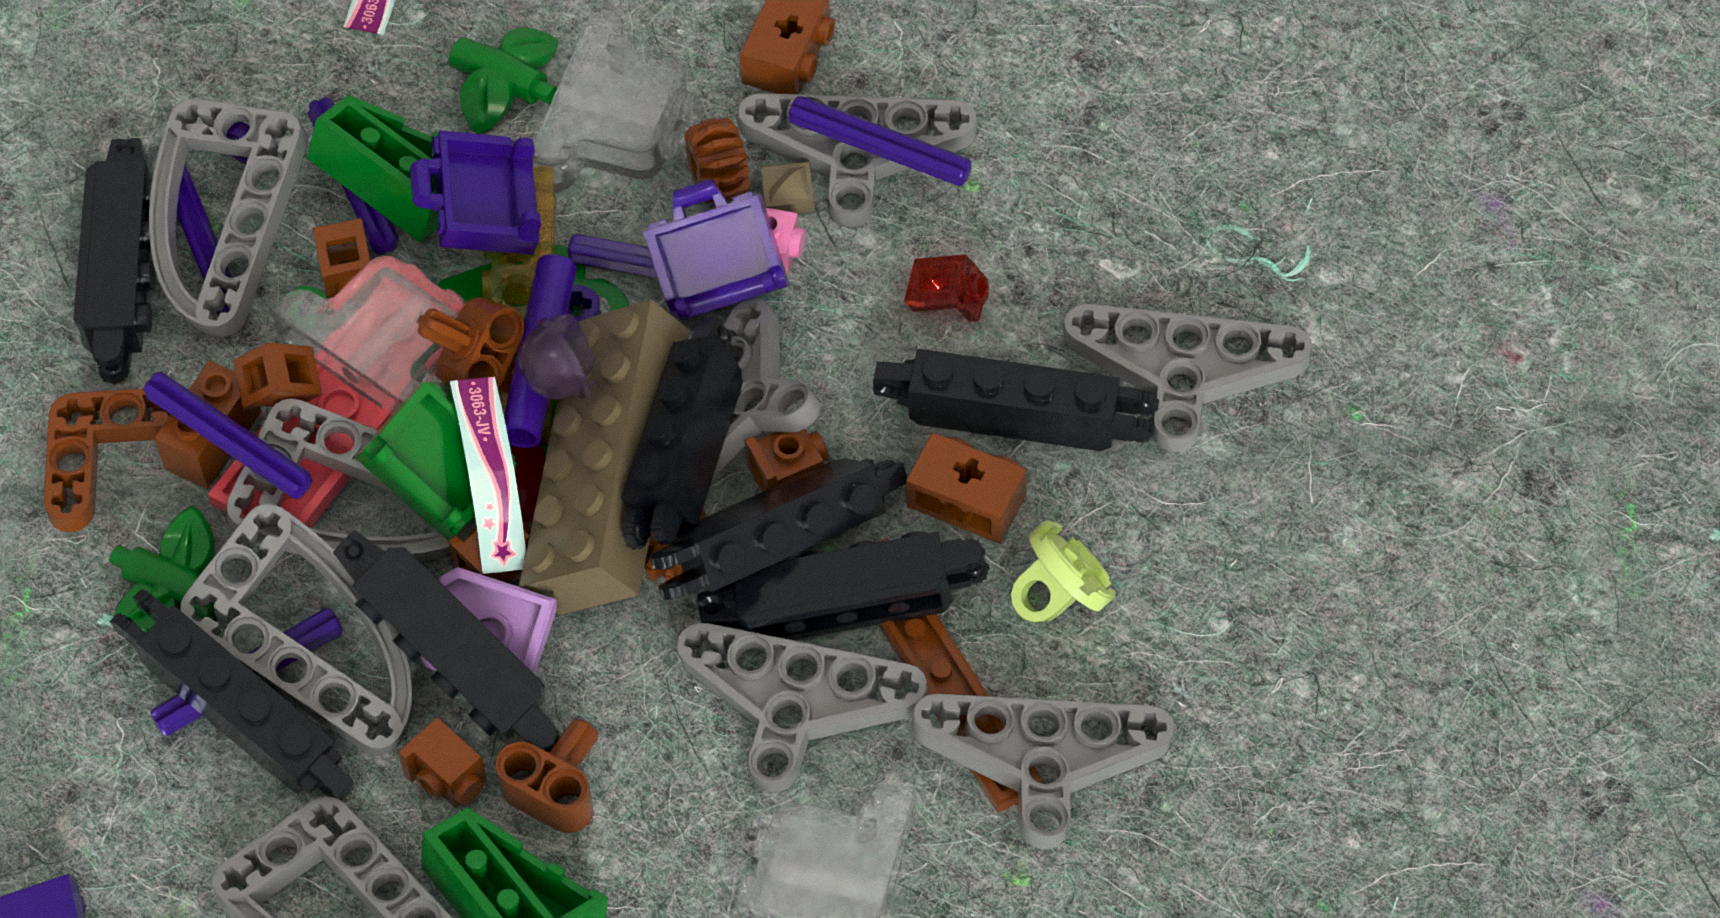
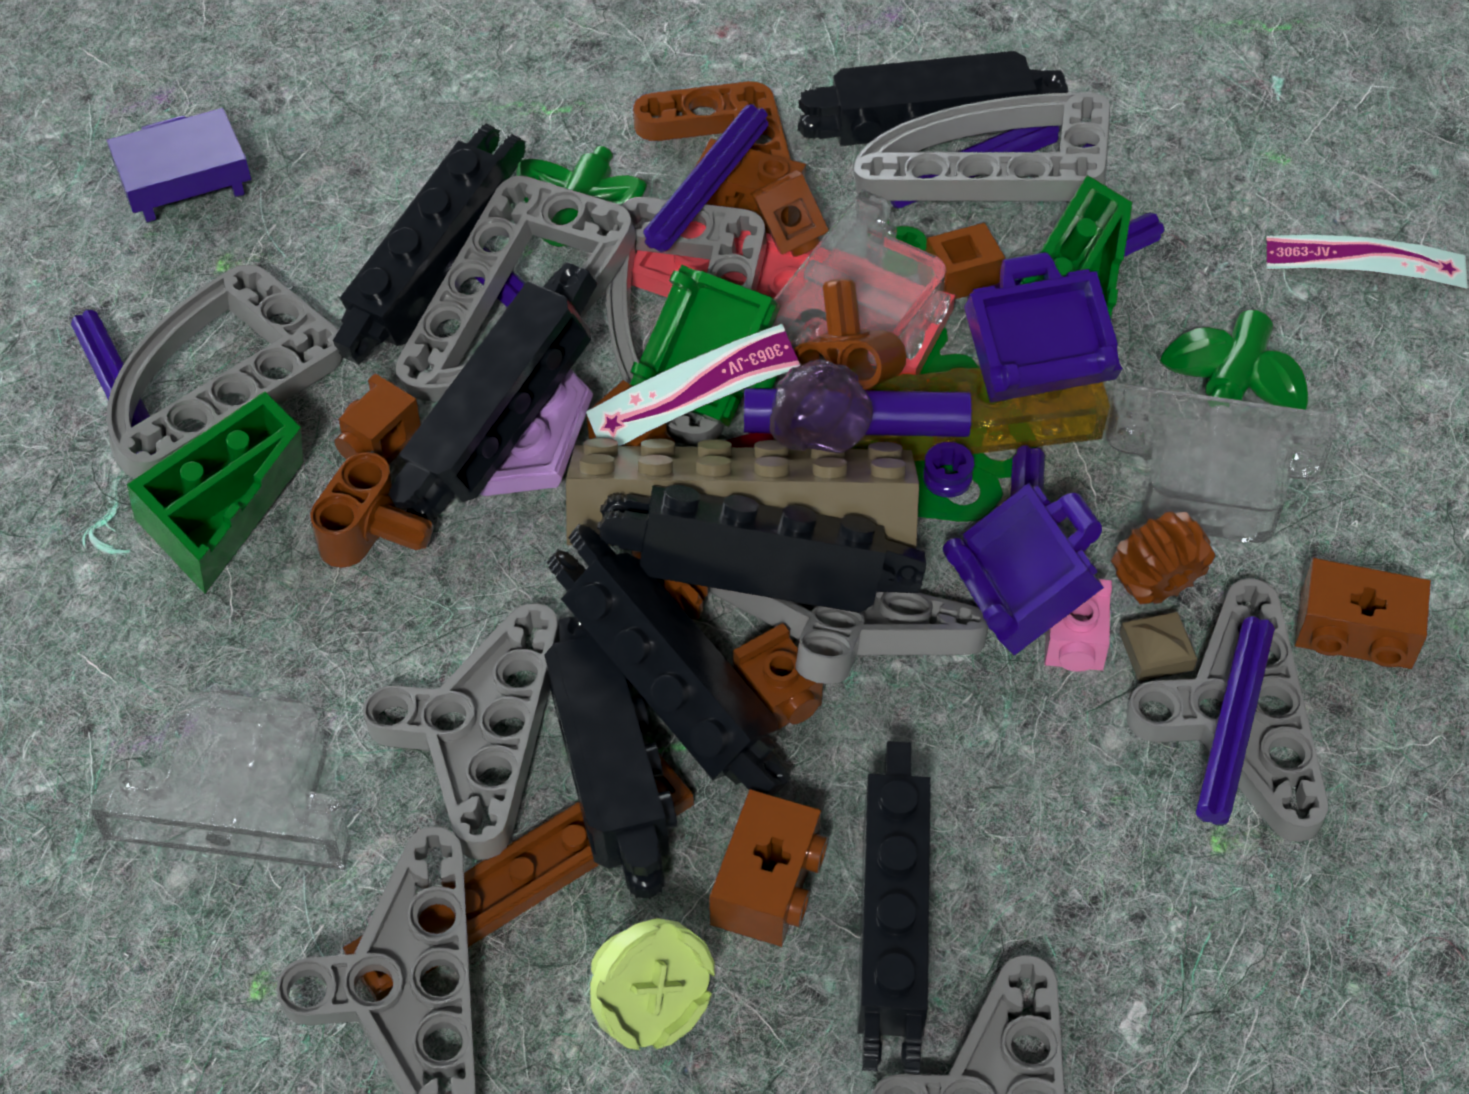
camera: 80 degrees right, 5 degrees down
(947, 284) = (1051, 825): clear red bracket -> none

